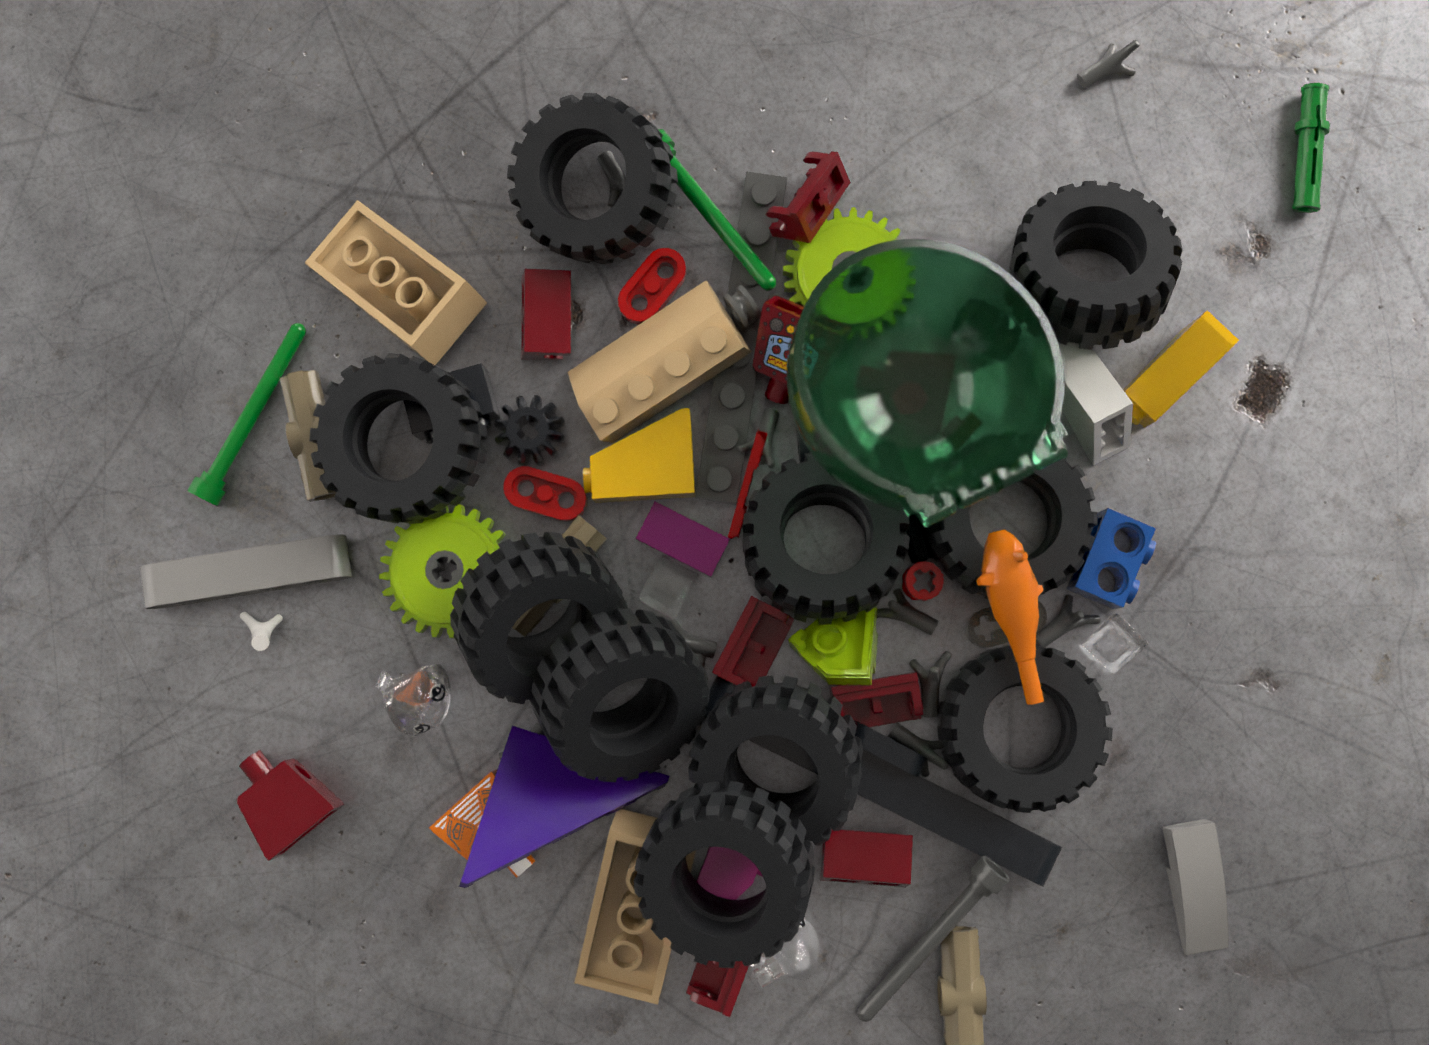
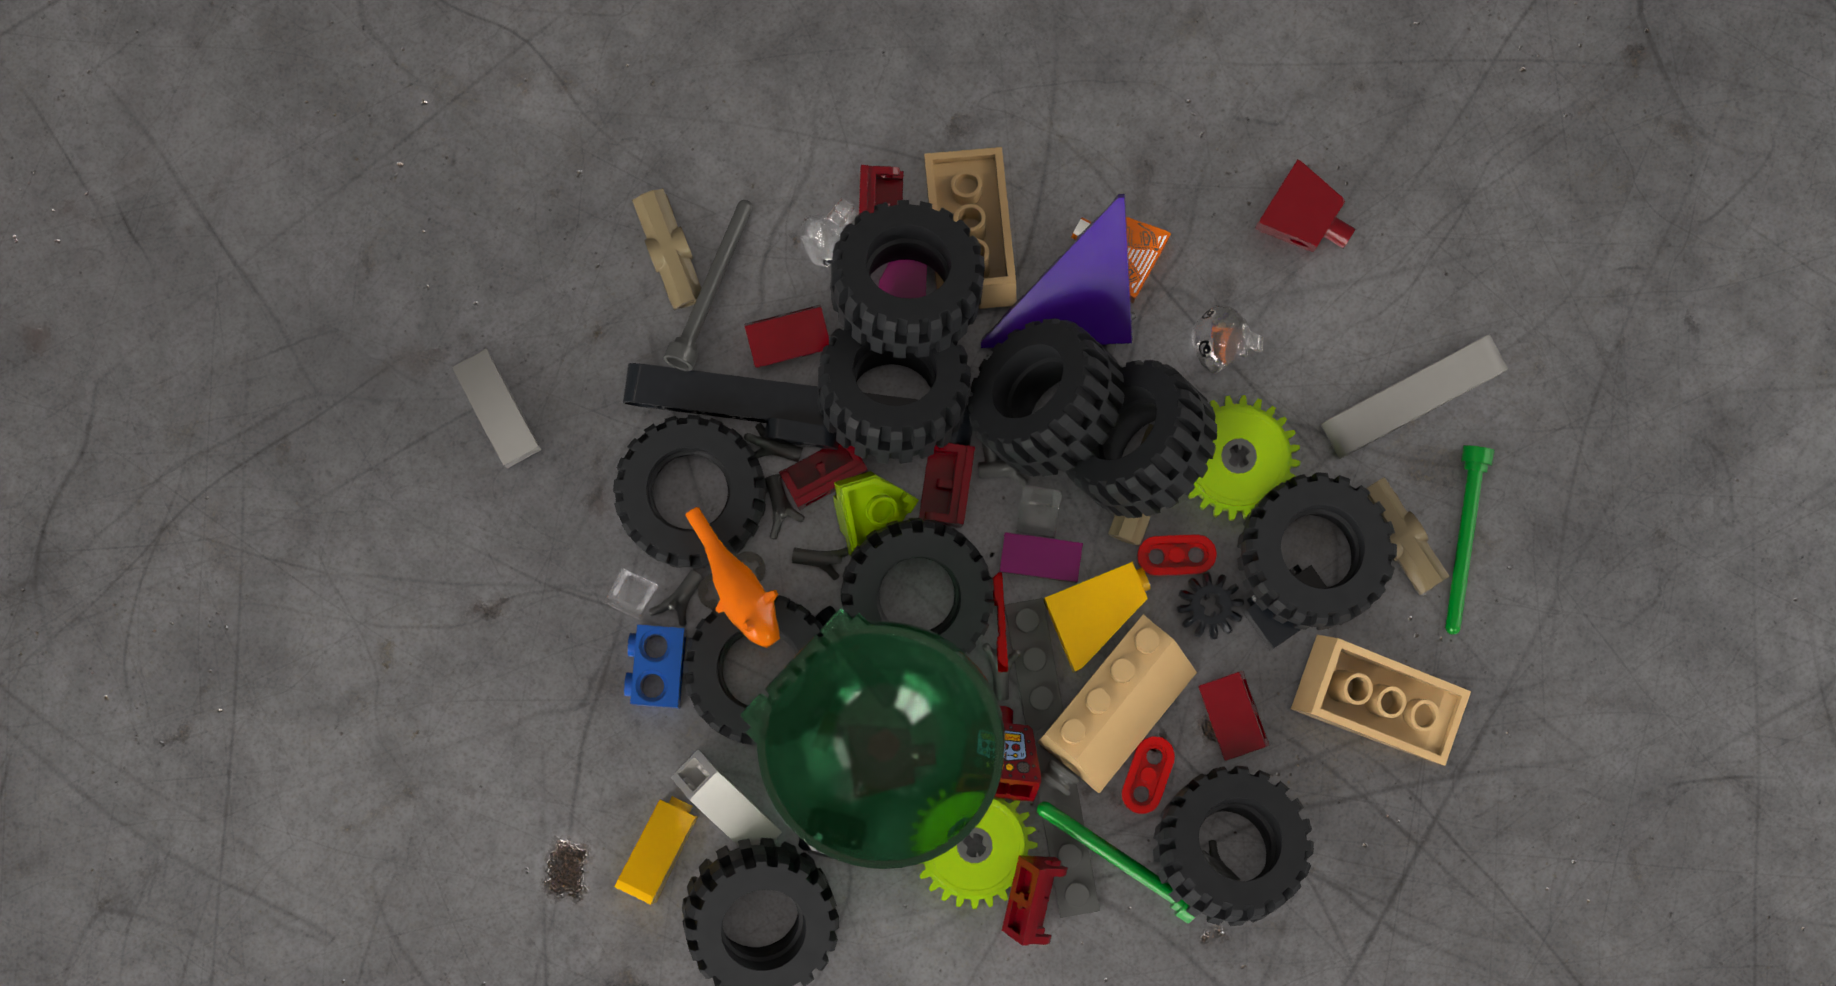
camera: 155 degrees right, 0 degrees up
(260, 630) = (1381, 350): white bar -> none
(935, 583) = (814, 578): red bush -> none

